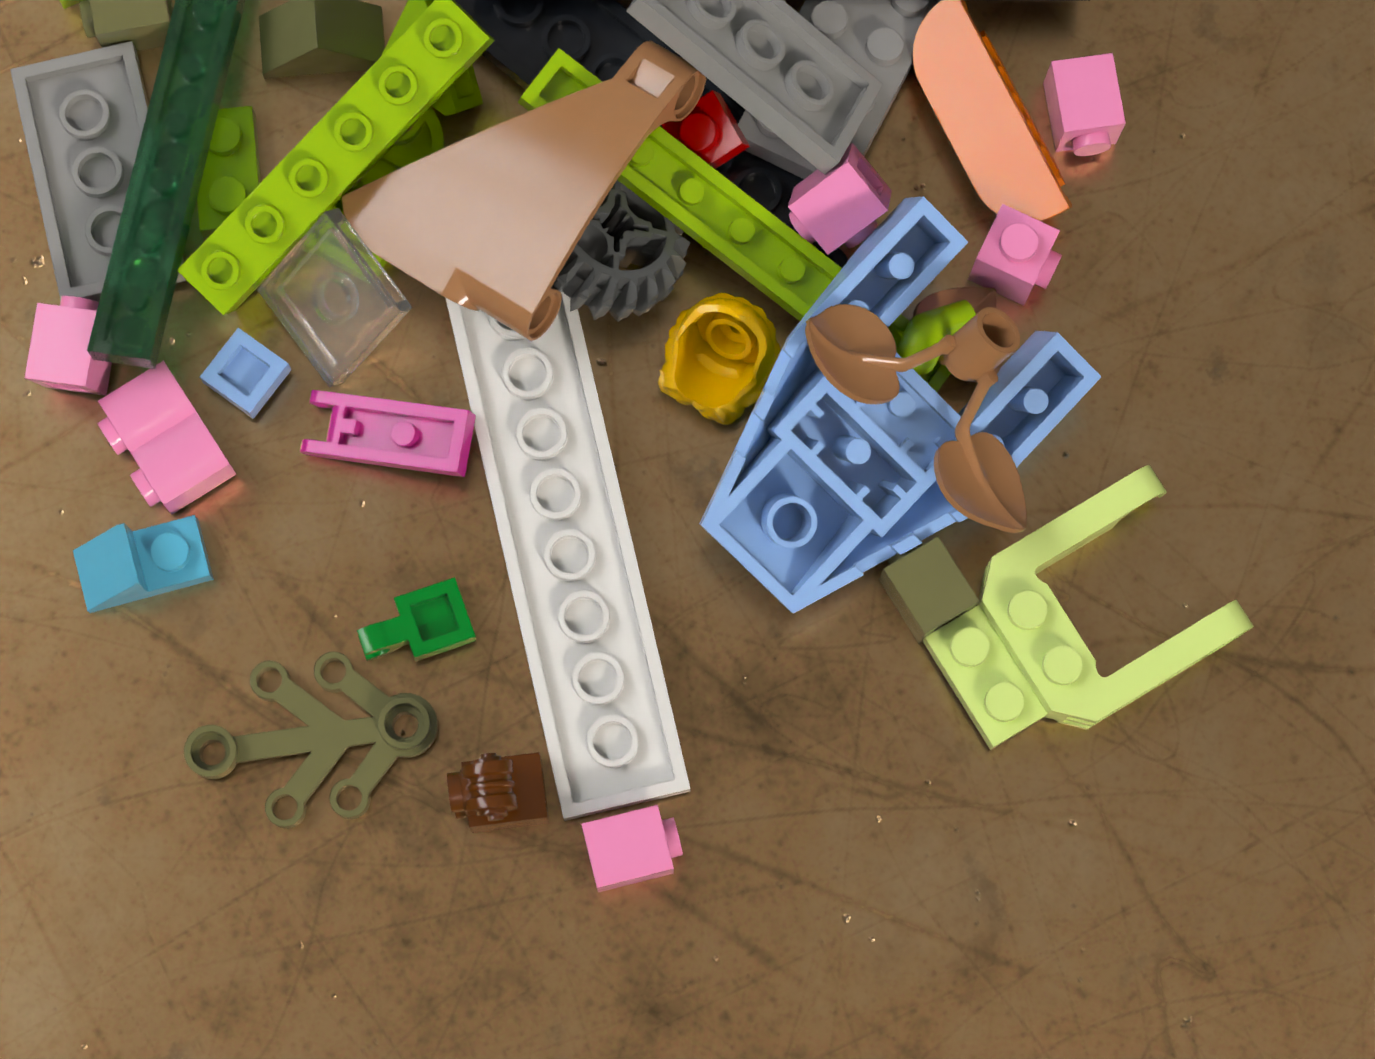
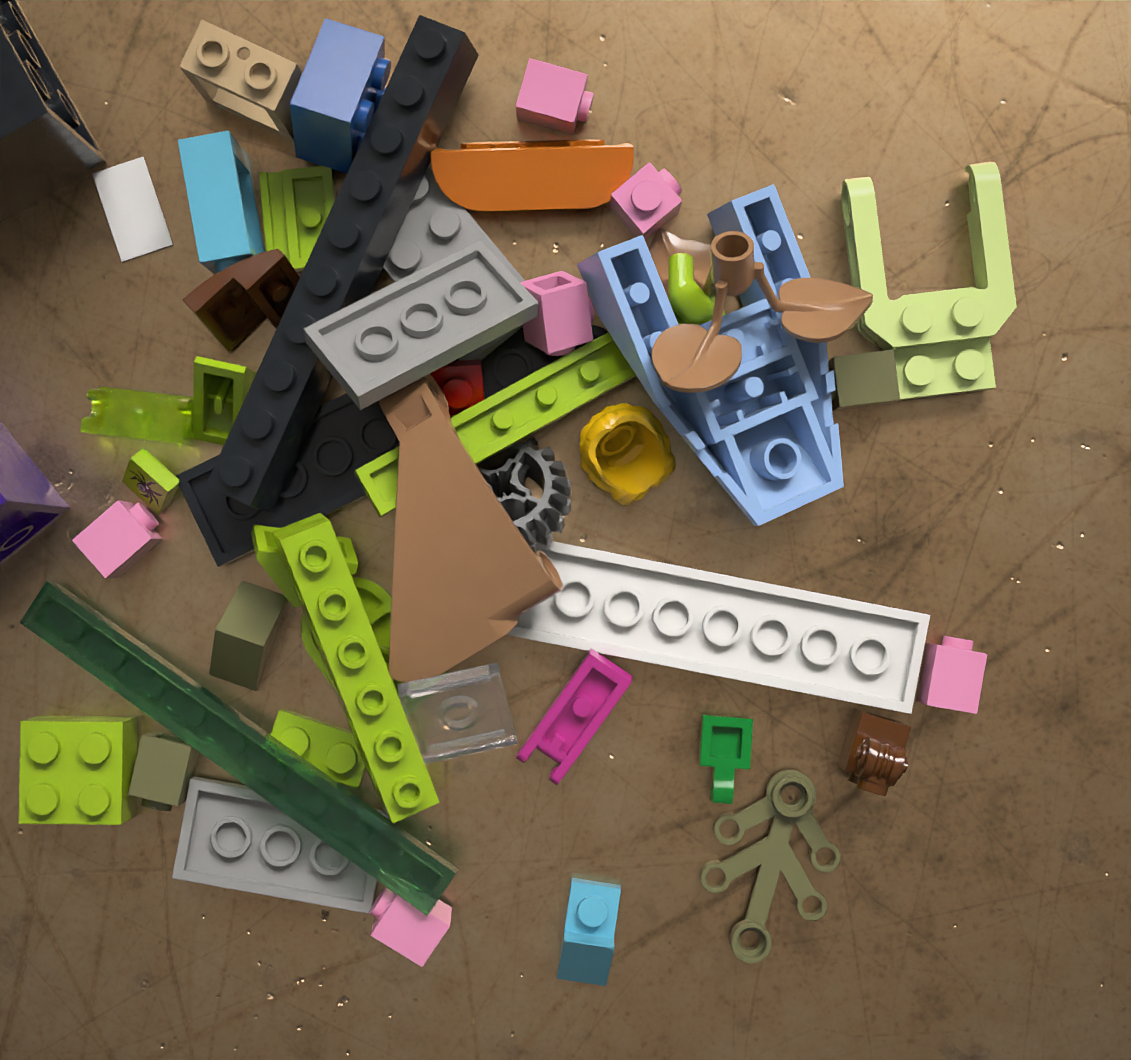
camera: 60 degrees left, 10 degrees up
(165, 438) = (506, 879): bright pink brick -> none
(245, 373) = (482, 800): light blue plate -> none

